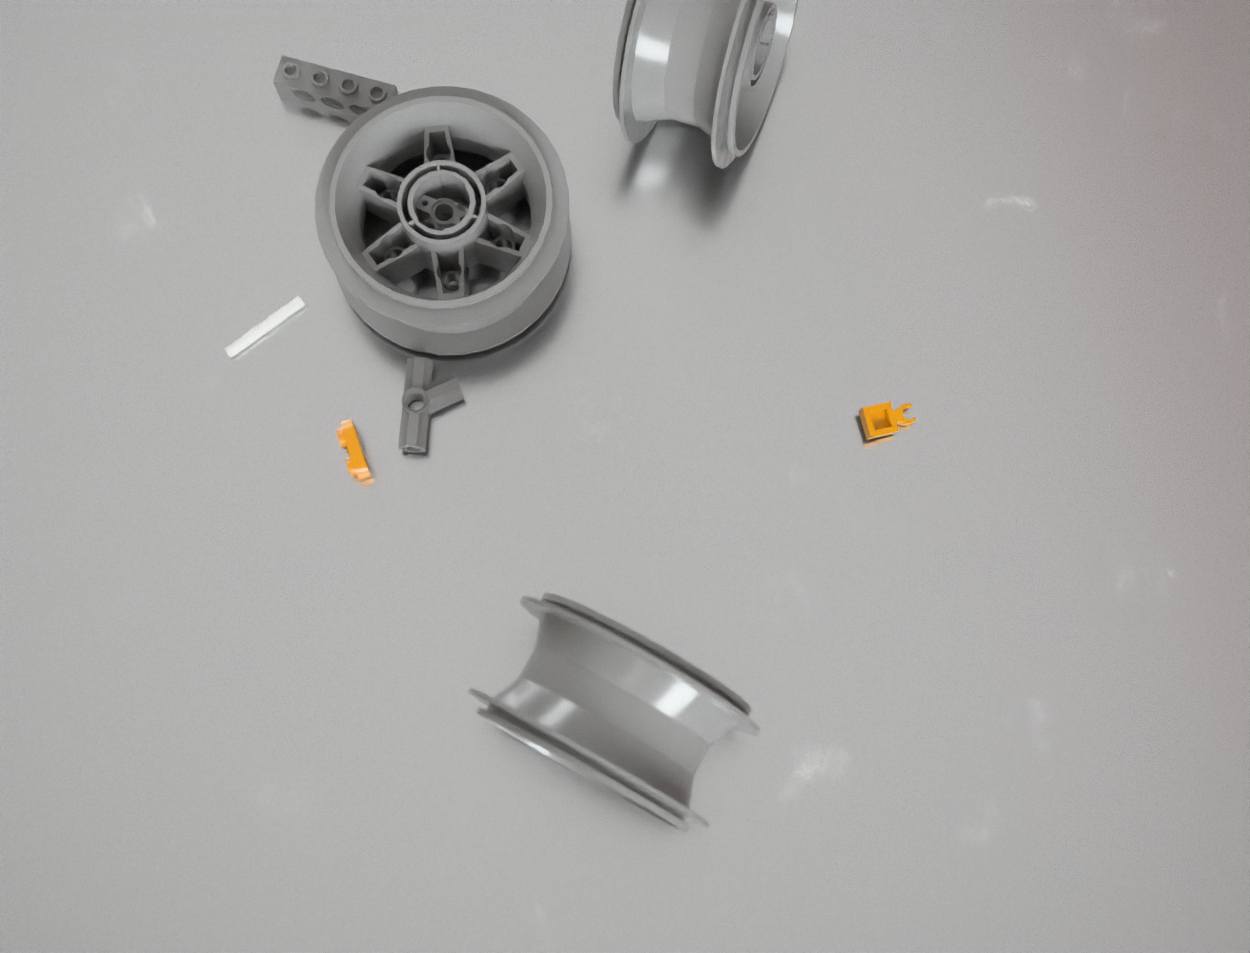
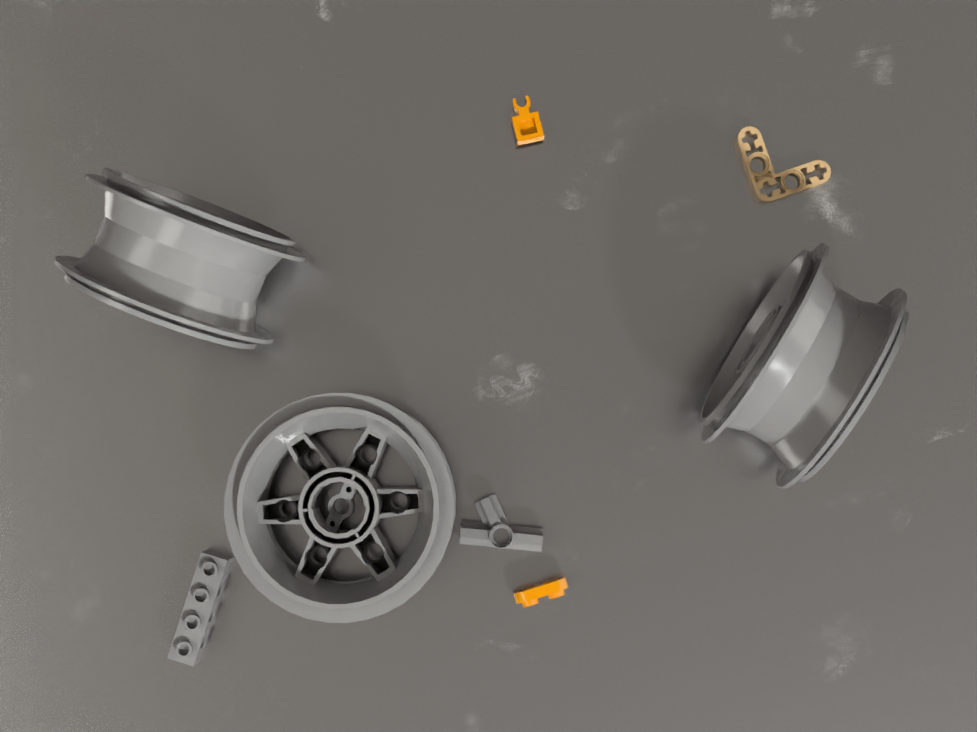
camera: 85 degrees left, 10 degrees up
(264, 326) = (422, 672): white bar -> none
(841, 697) = (768, 175): none -> tan beam

